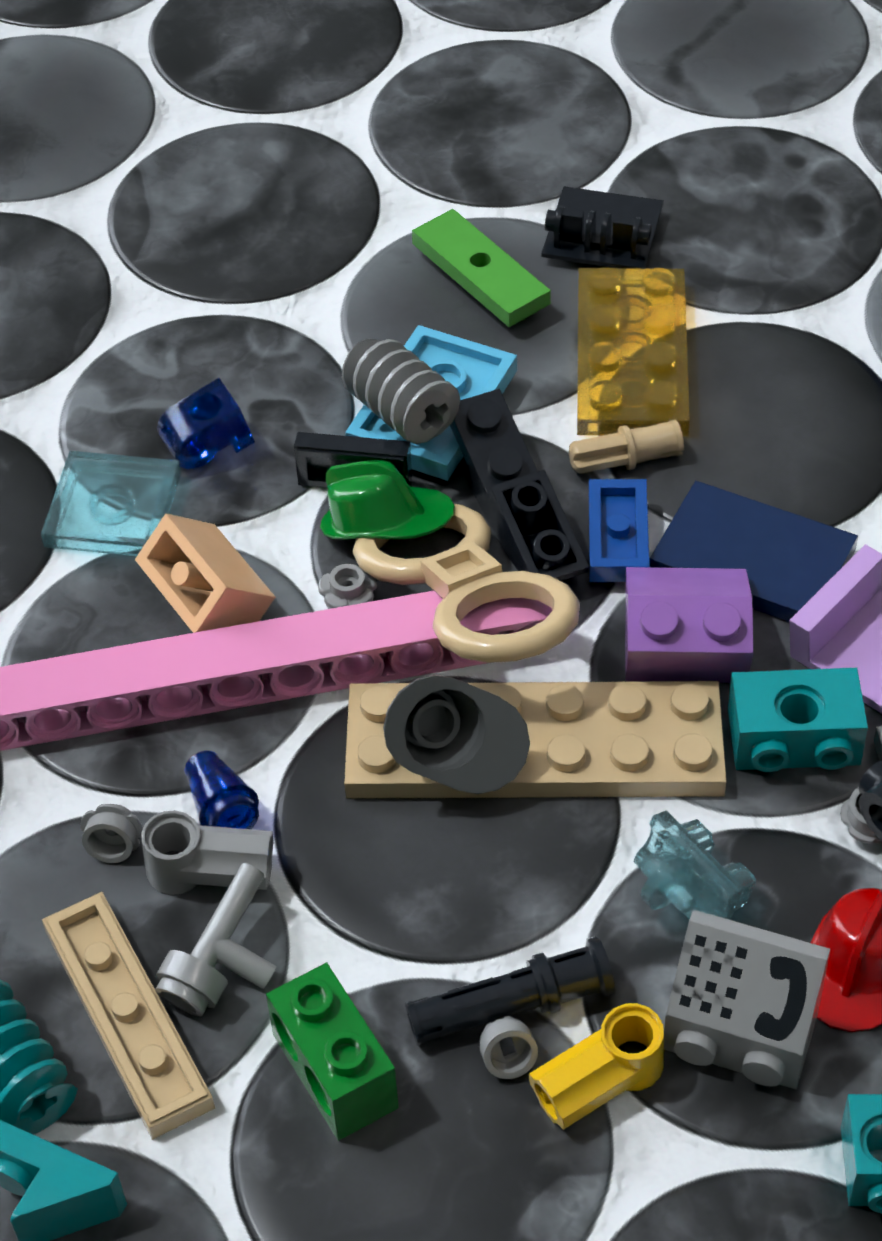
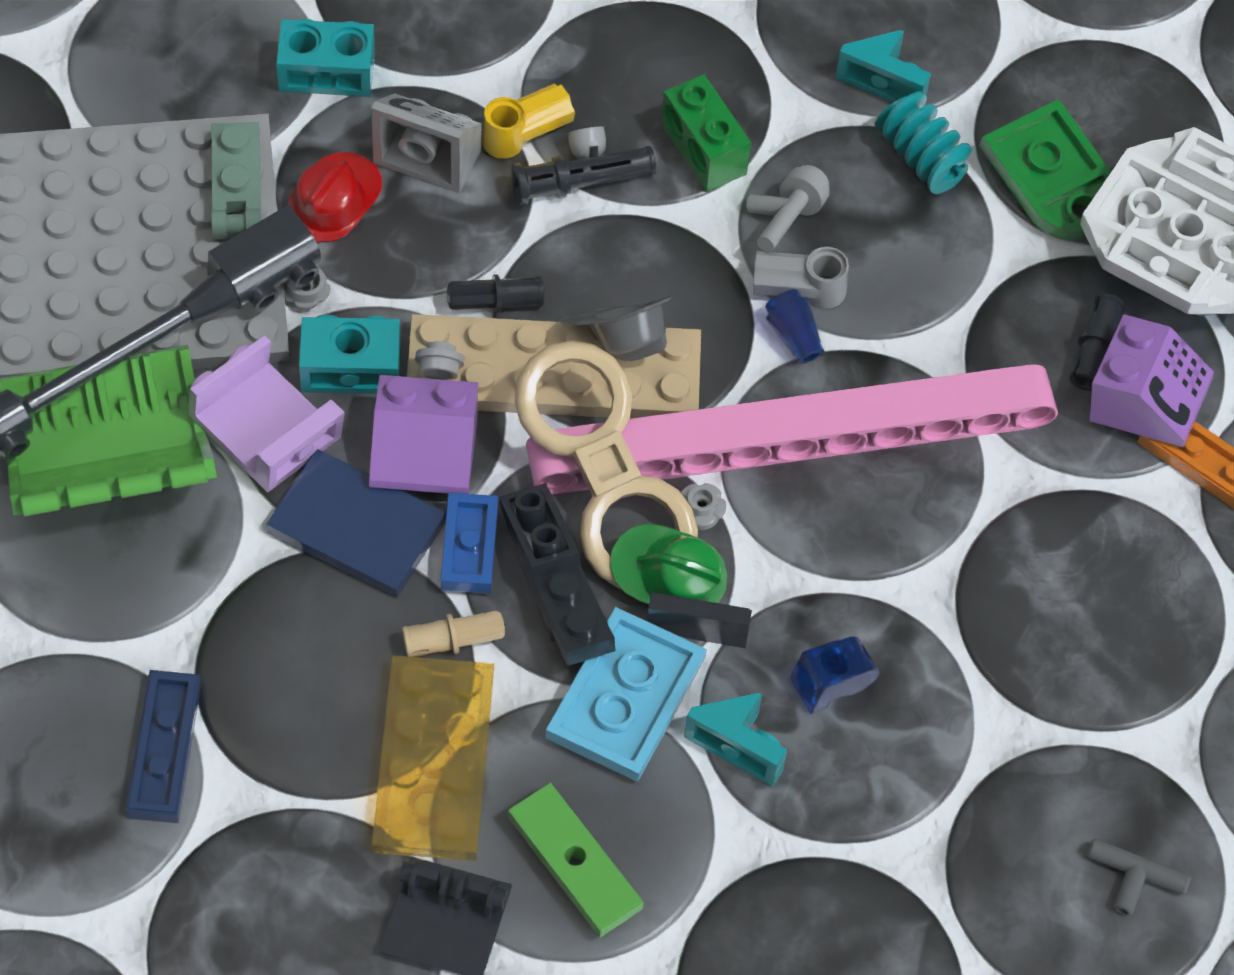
camera: 175 degrees right, 10 degrees up
(109, 502) = (912, 609): clear light blue tile -> none
(110, 833) = (874, 303): light grey plate -> none
(128, 1015) = (851, 188): tan tile -> none
(203, 575) = (820, 494): light nougat brick -> none
(309, 362) = (726, 732): none -> teal slope
(400, 389) = (653, 641): light grey piece -> none
(617, 814) = (495, 293): none -> black axle
(680, 680) = (439, 361): none -> light grey plate
(685, 872) = (432, 229): clear light blue hips -> none

